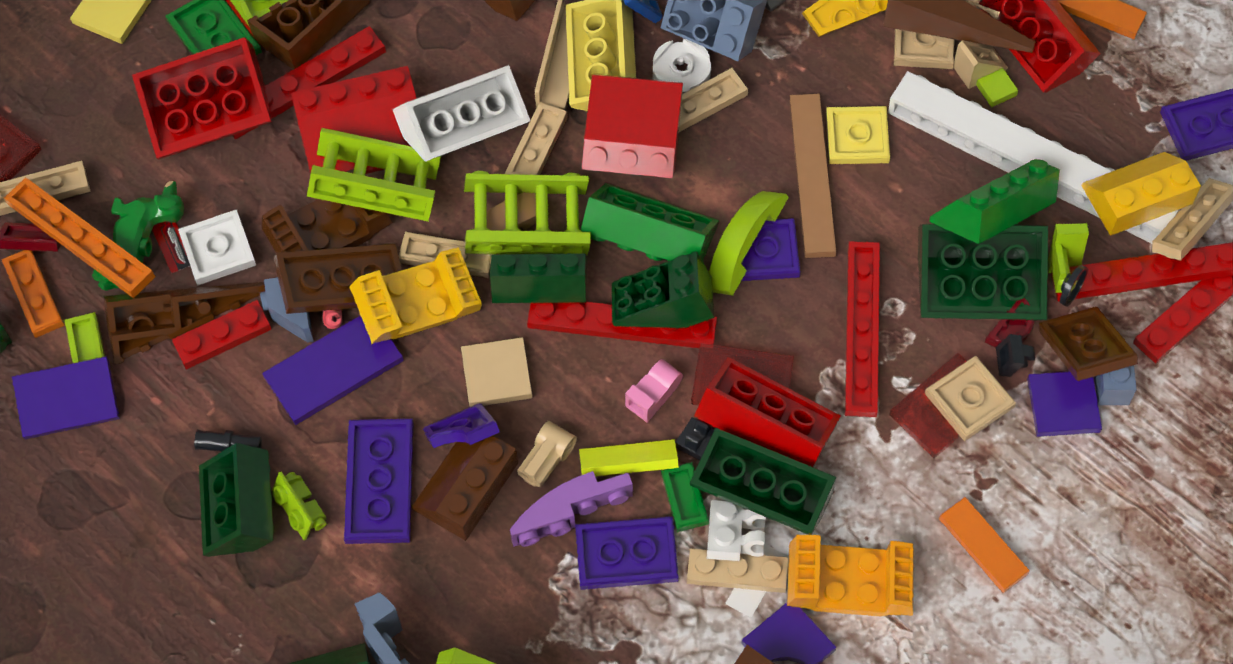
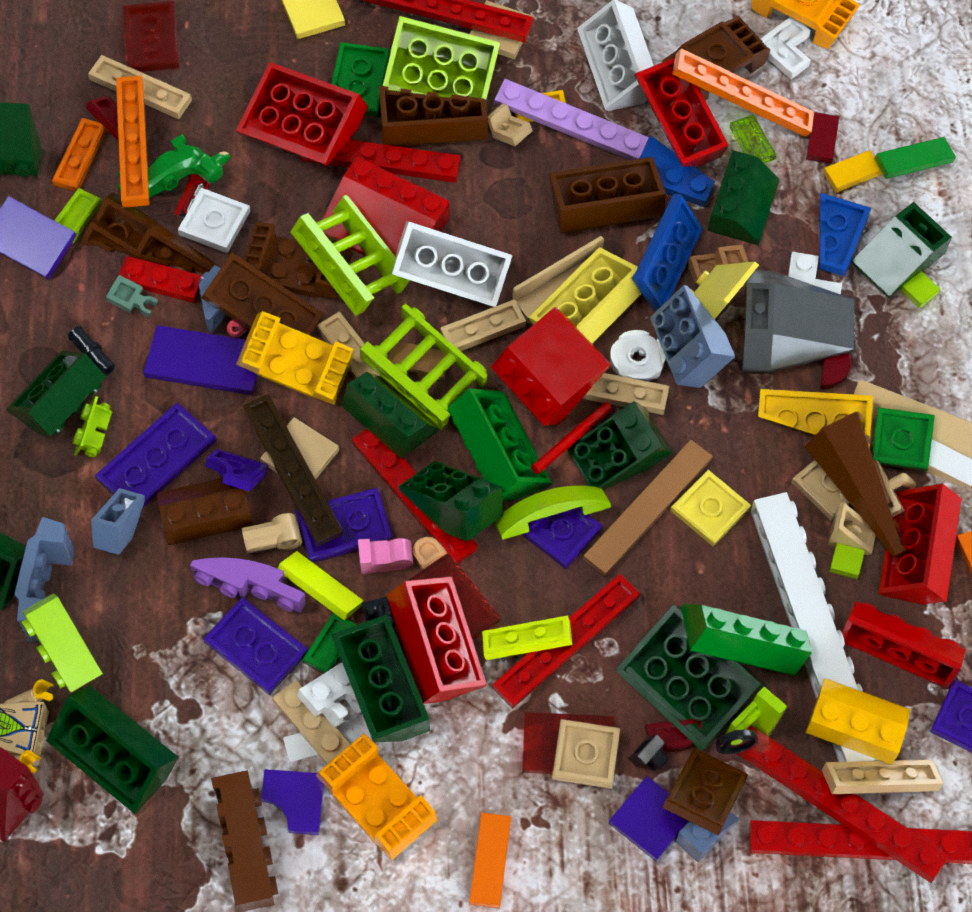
camera: 40 degrees right, 0 degrees up
(209, 372) = (127, 295): none -> sand green plate
(408, 556) = (117, 521): none -> sand blue slope
(510, 386) = (293, 470): none -> dark brown plate
(593, 395) = (359, 516): none -> dark purple tile
(683, 357) = (427, 551): none -> light nougat tile
(700, 171) = (571, 438): none -> red bar
(744, 148) = (619, 448): none -> dark green slope
(833, 352) = (527, 637): none -> neon yellow tile
(1106, 111) = (903, 644): none -> red slope

